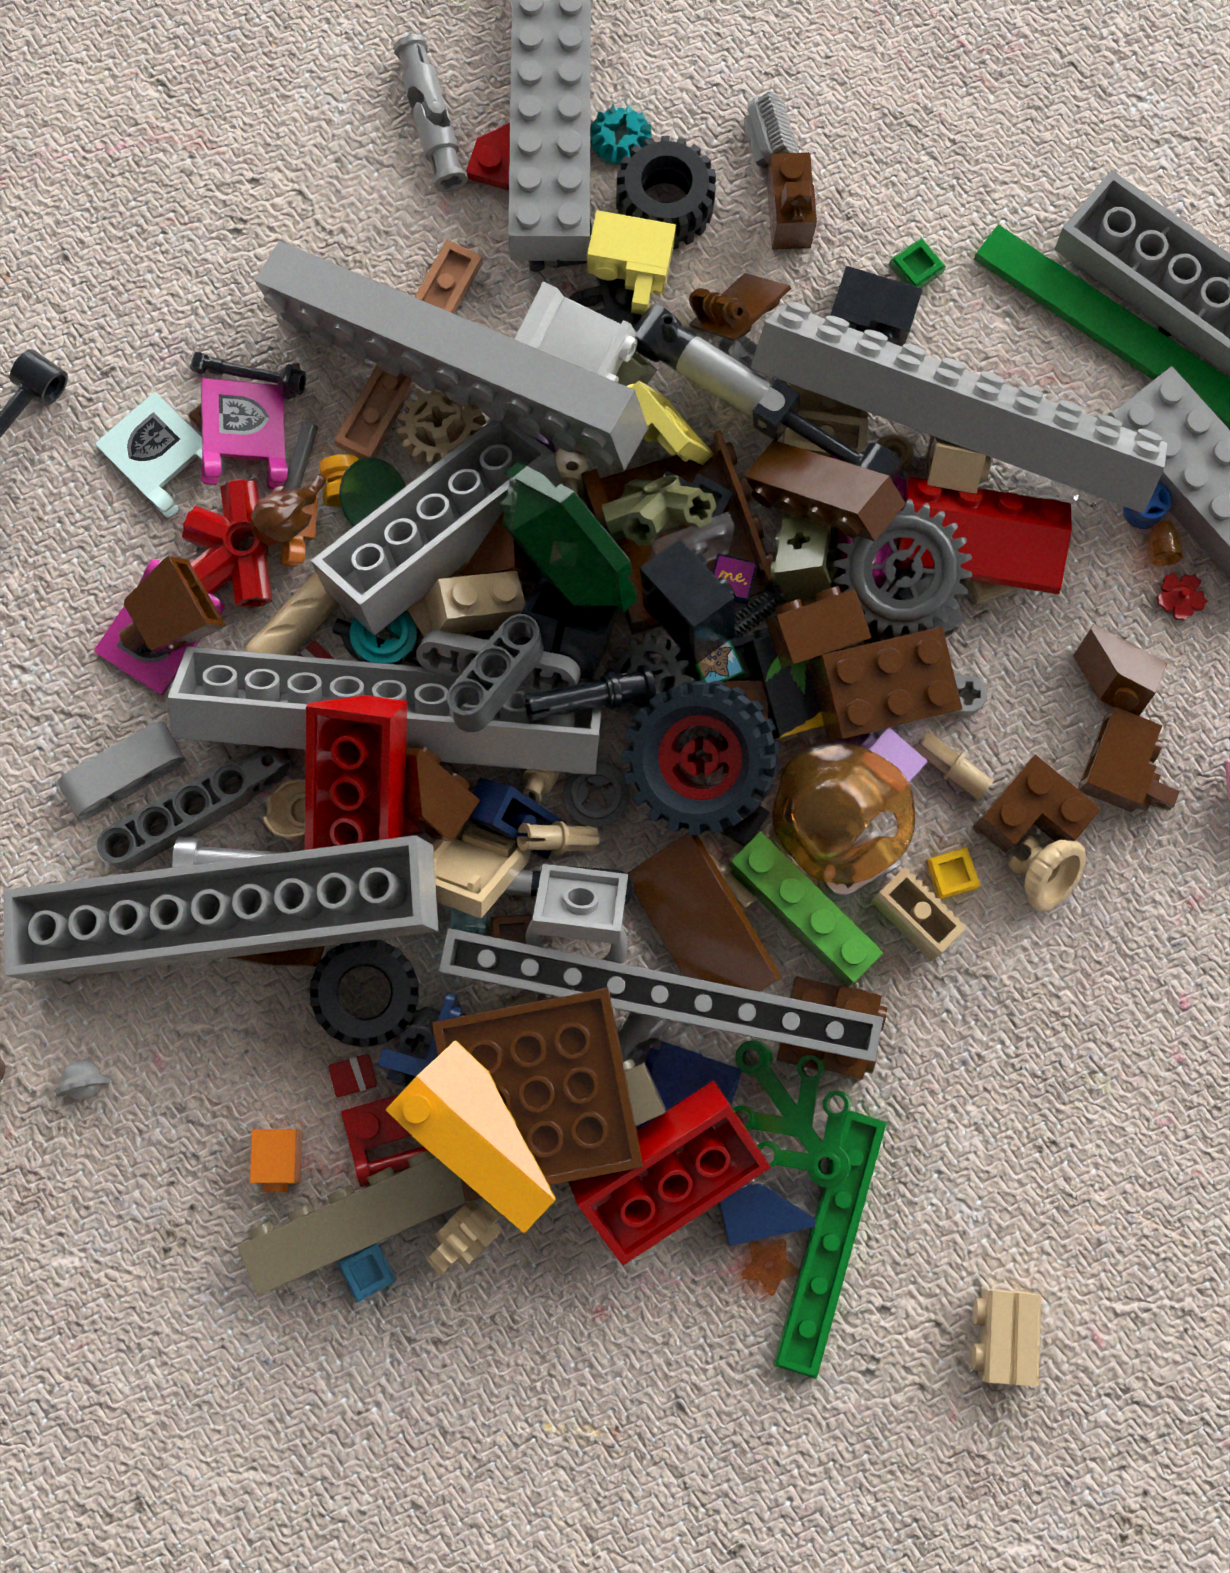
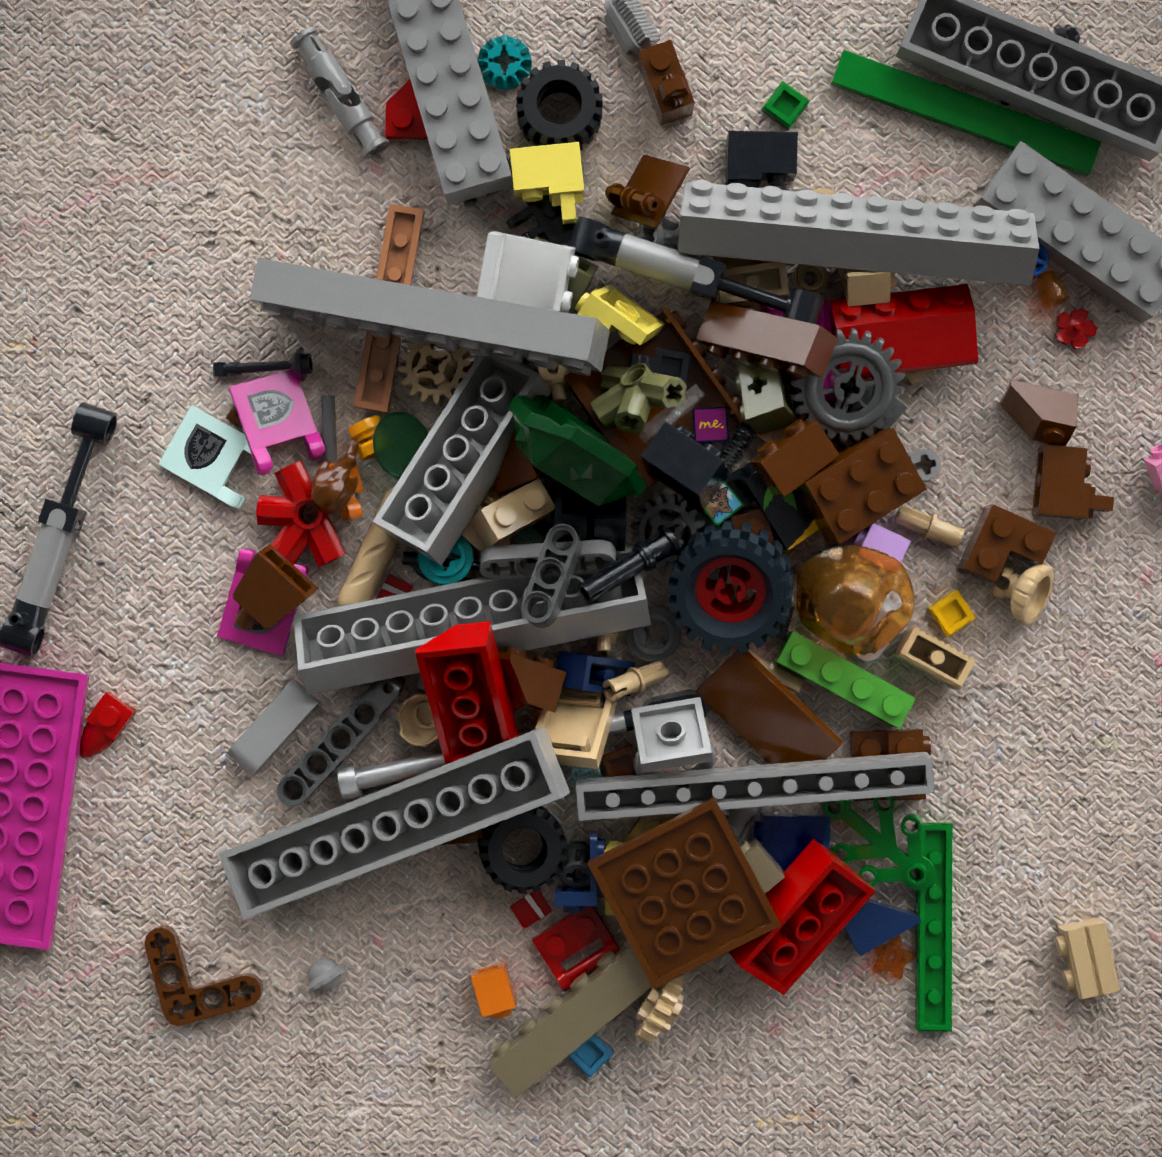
camera: 10 degrees left, 10 degrees up
(469, 1129) = (642, 938): light orange wedge -> none

